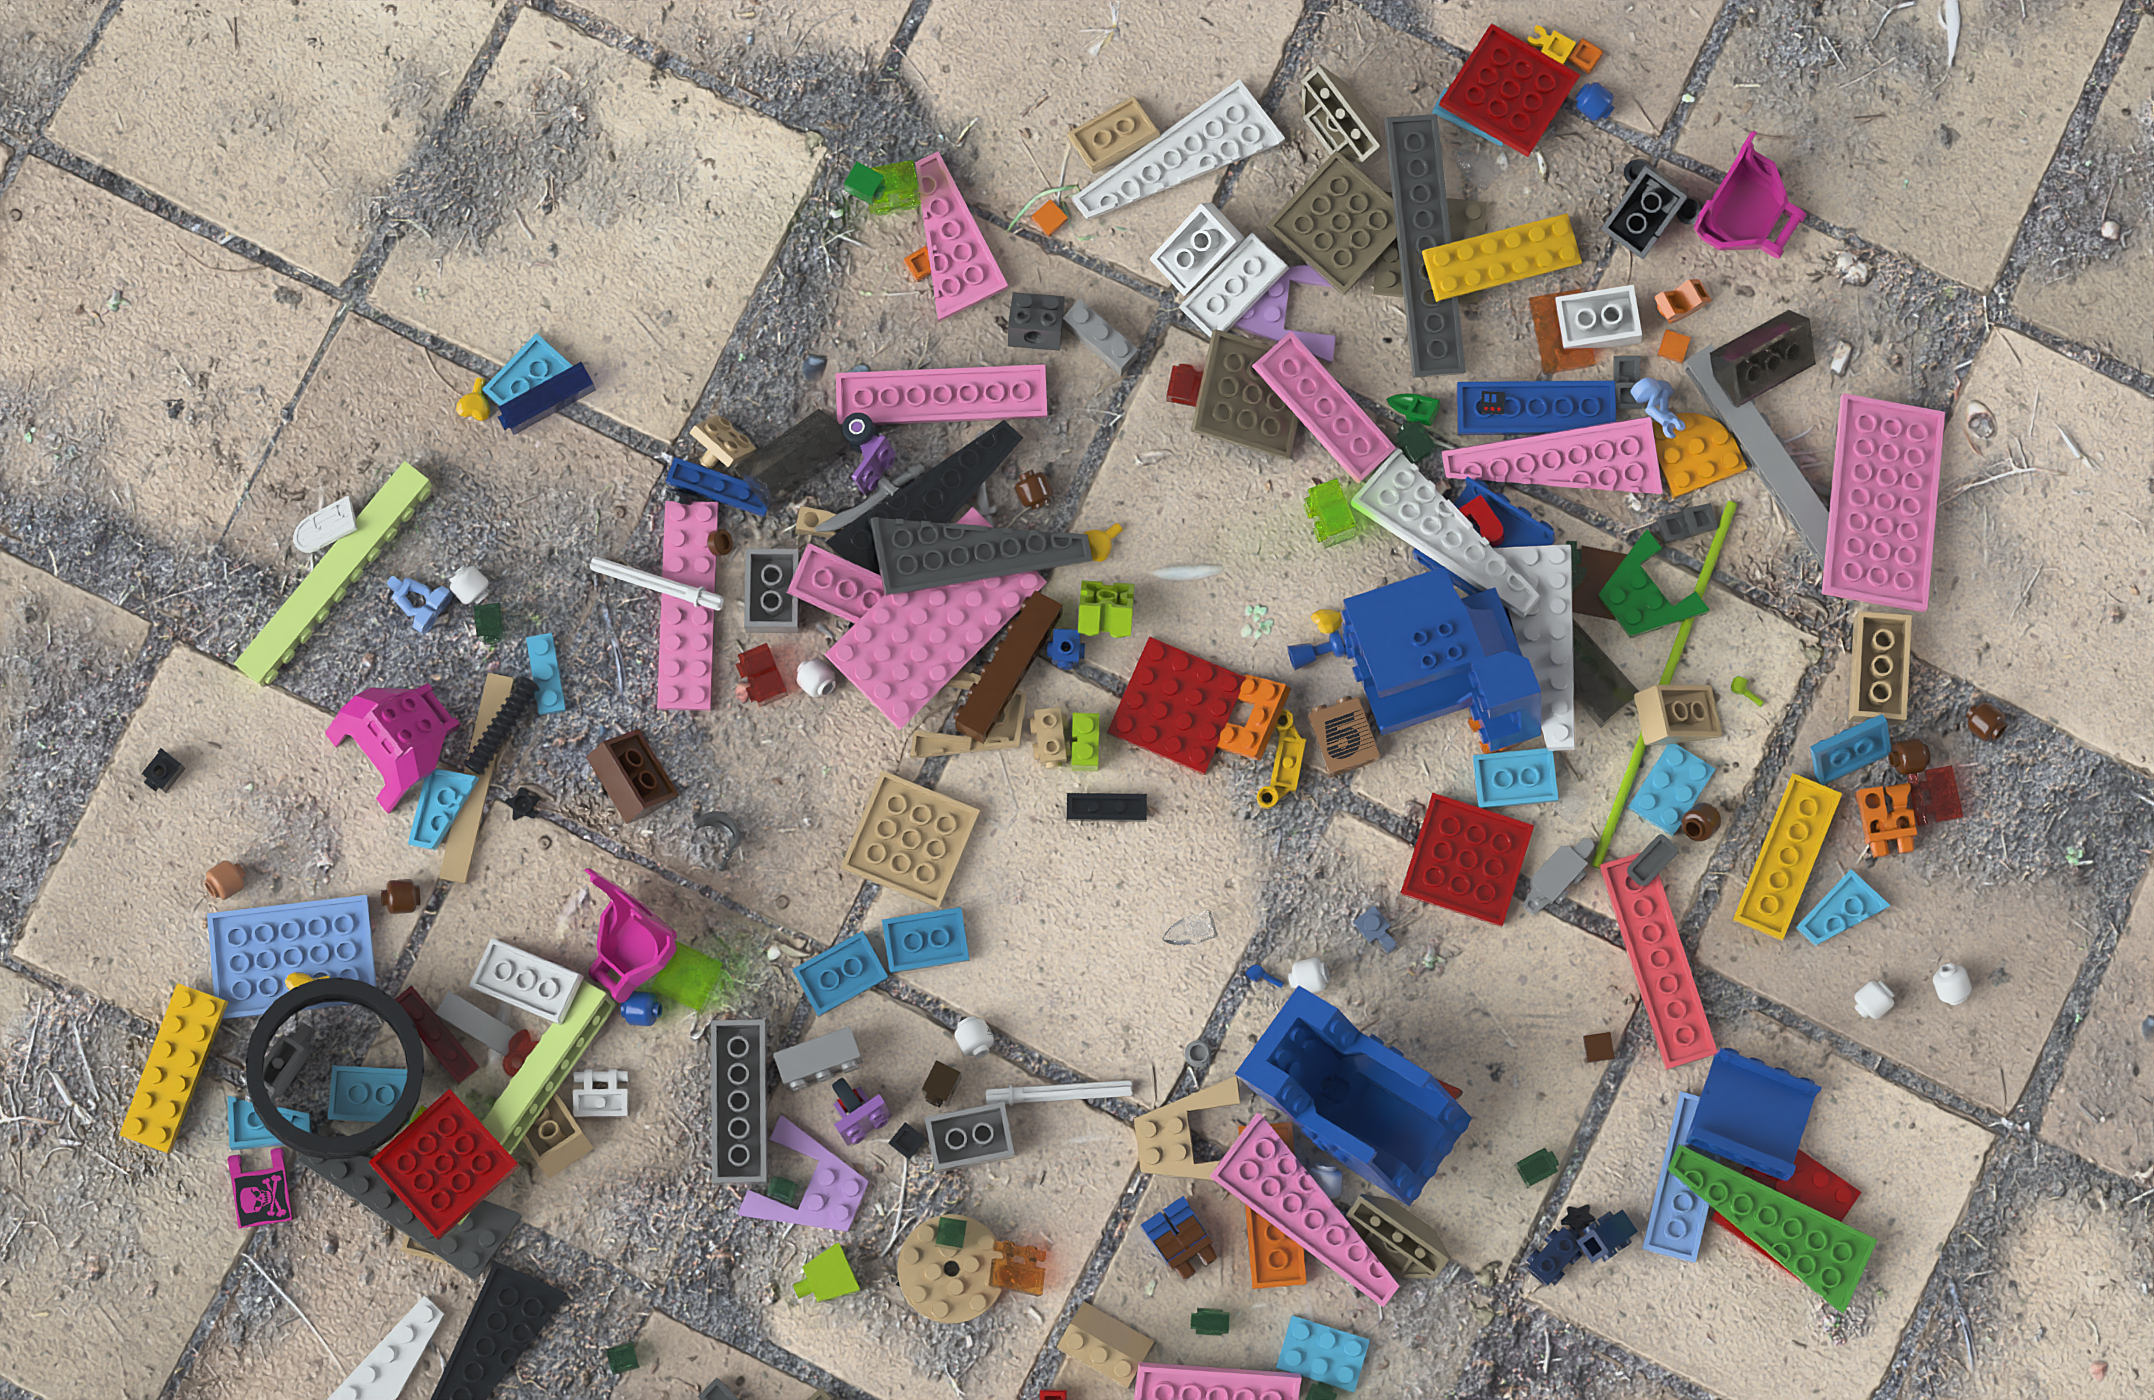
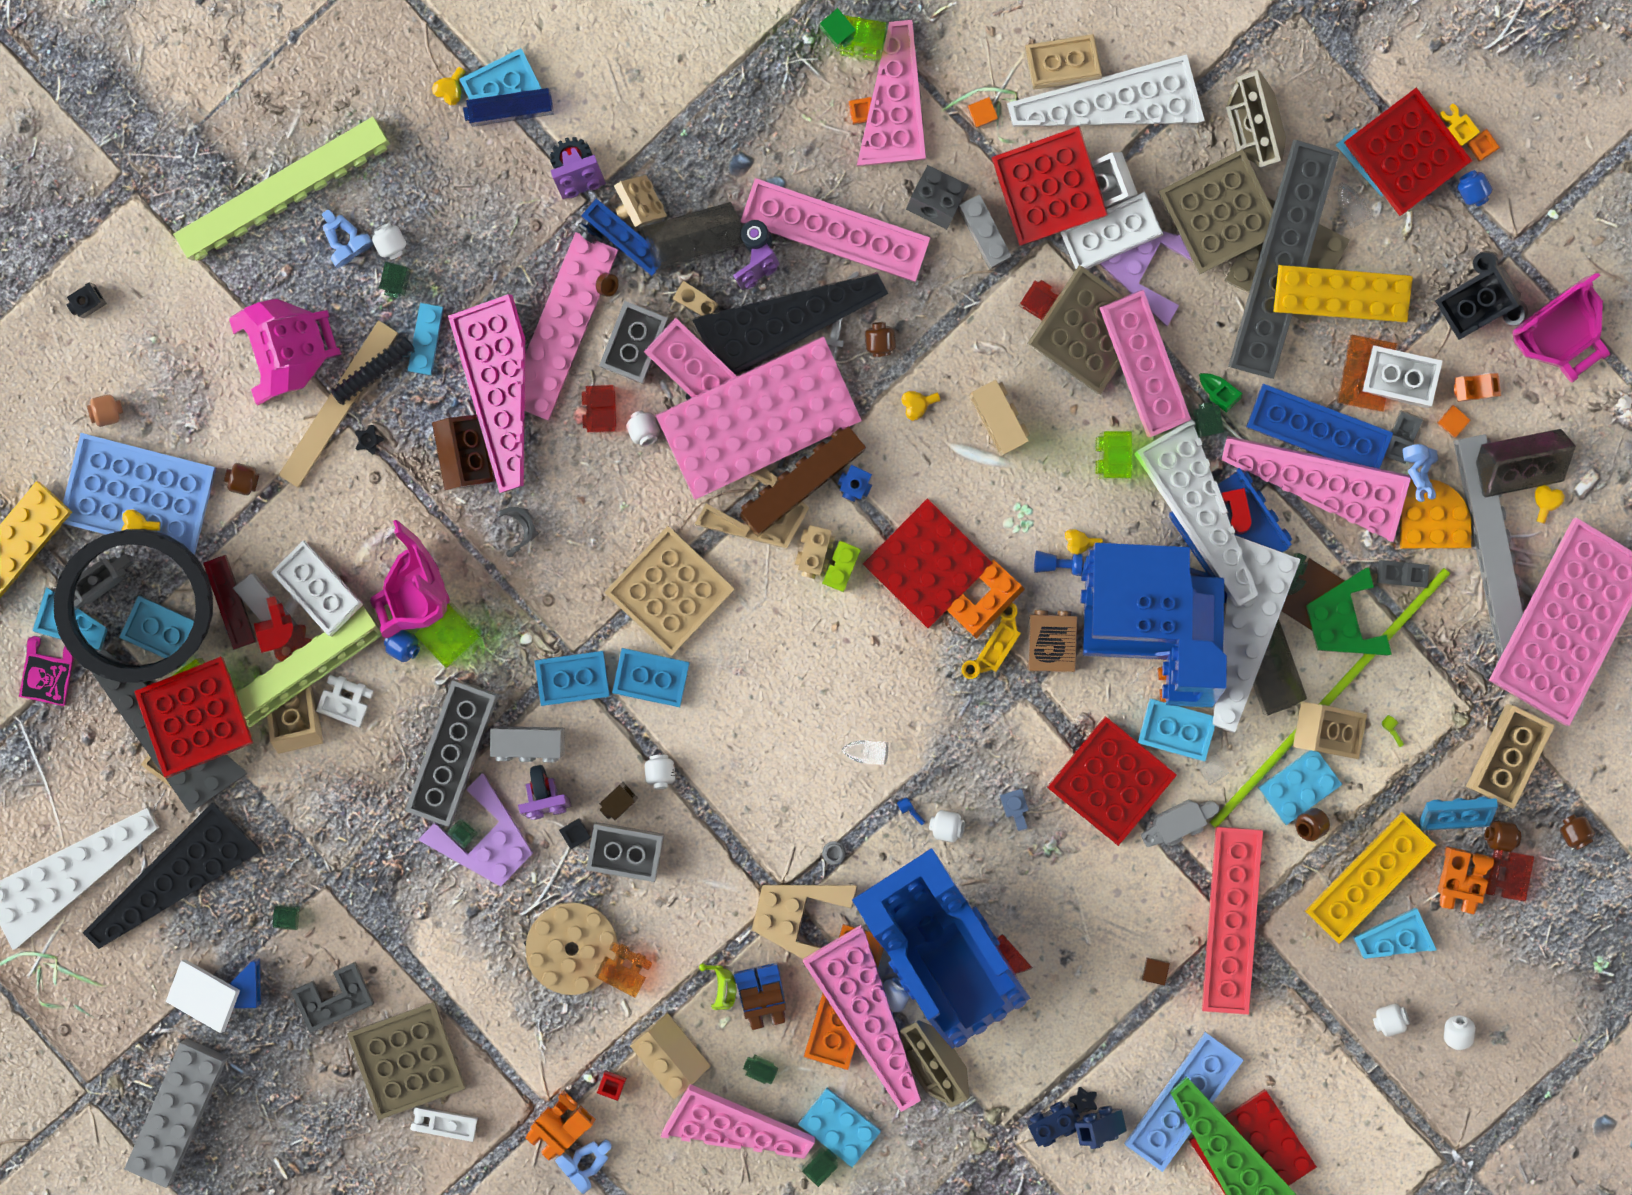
camera: 20 degrees right, 10 degrees up
(325, 526) = (289, 146): white window -> none
(438, 806) = (299, 416): medium azure wing -> none
(499, 1042) = (276, 631): none -> red brick
(629, 668) = (494, 366): none -> wing
(641, 434) = (575, 168): none -> medium lavender plate
(689, 593) = (566, 320): white axle -> none
(827, 1276) = (471, 917): lime torso -> none
(886, 489) = (760, 292): light grey sword -> none
(939, 554) = (780, 369): dark grey wing -> none
(950, 1233) = (579, 925): clear green brick -> none
(1059, 1092) = (710, 840): white axle -> none
(1106, 608) = (900, 464): lime brick -> none
(1107, 807) = (838, 625): black plate -> none
(1140, 1260) = (724, 977): none -> lime helmet
(1149, 264) = (1049, 186): none -> red plate
(1192, 520) = (999, 417): none -> tan brick
(1492, 402) = (1285, 412): black sticker -> none
(1537, 1167) = (1067, 1048): clear green brick -> none
(1652, 860) = (1260, 841): dark grey piece -> none
(1752, 1113) = (1255, 1074): blue panel -> none
(1807, 390) = (1547, 501): none -> yellow rock

